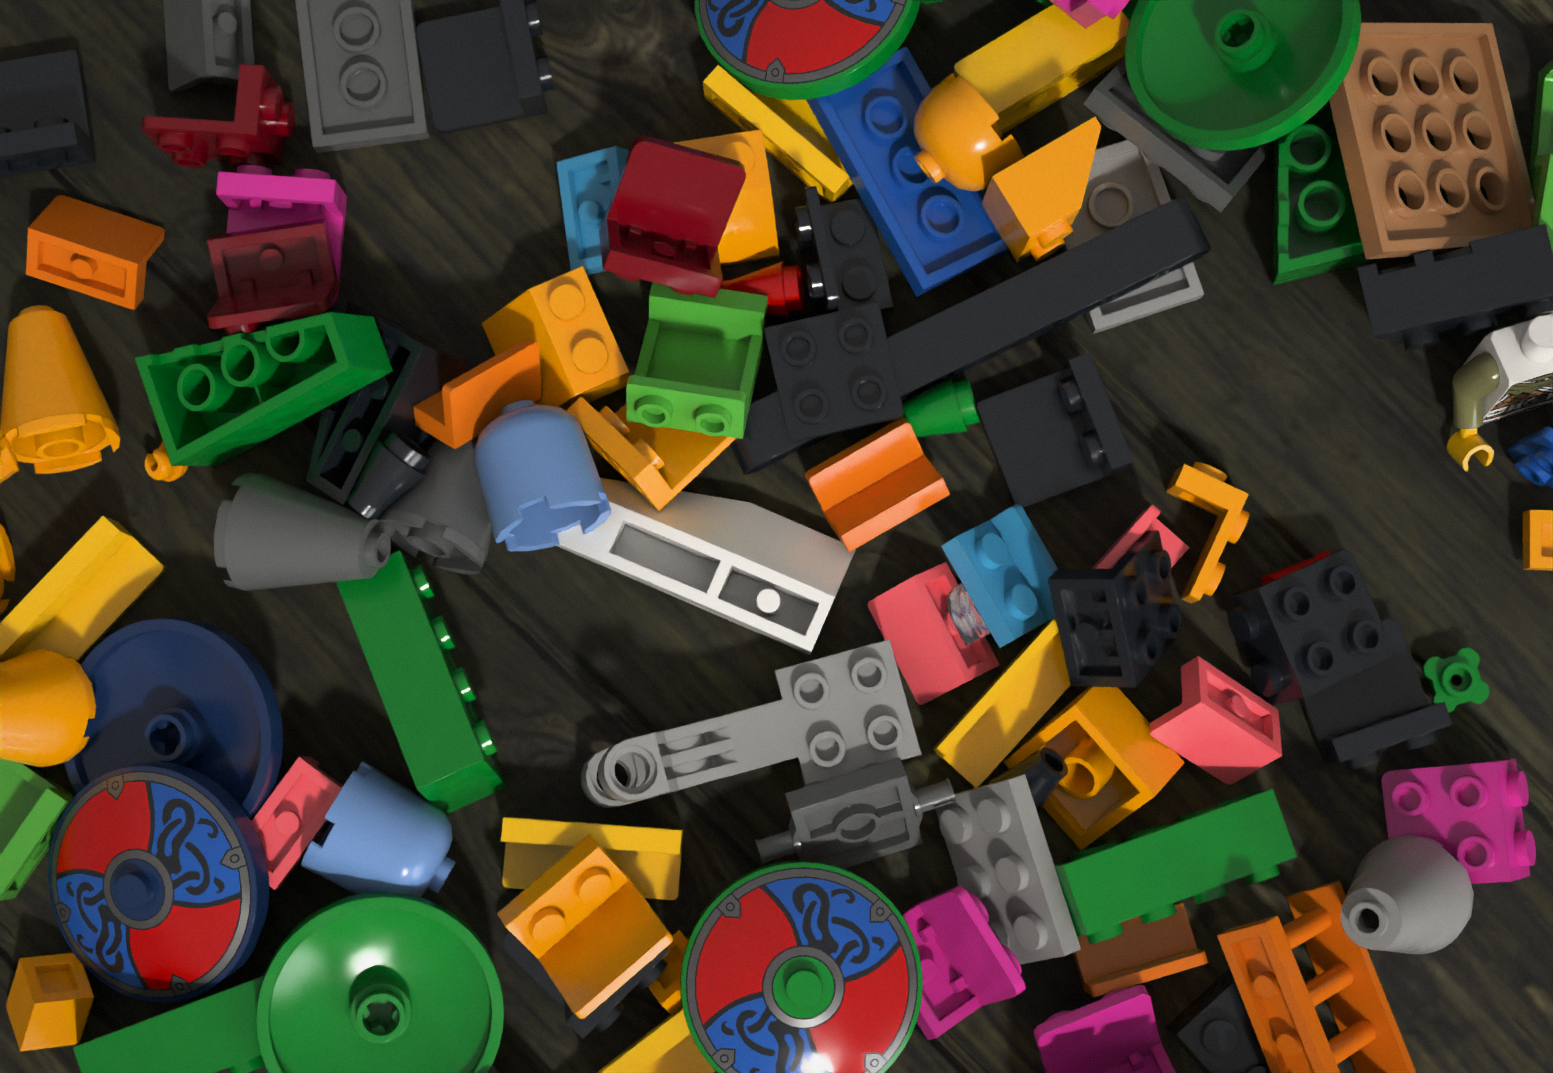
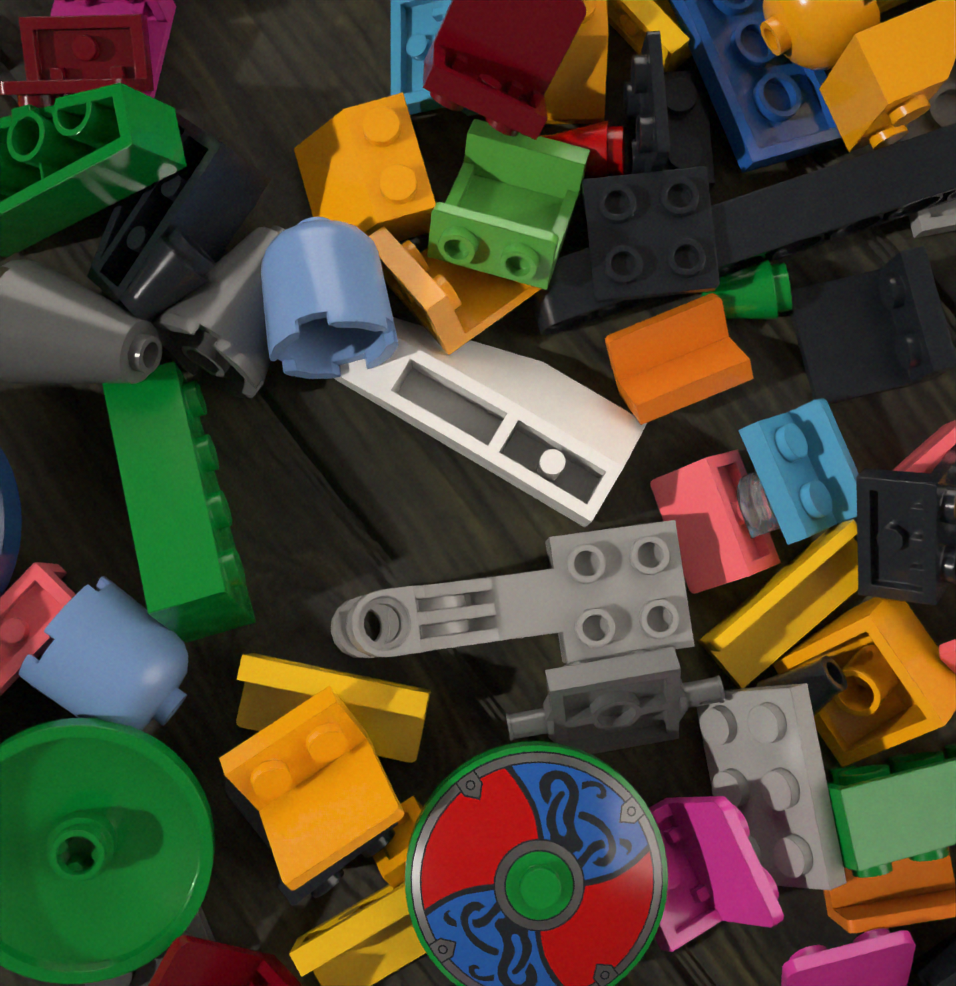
camera: 10 degrees right, 0 degrees up
(479, 395) = (277, 202): orange panel -> none

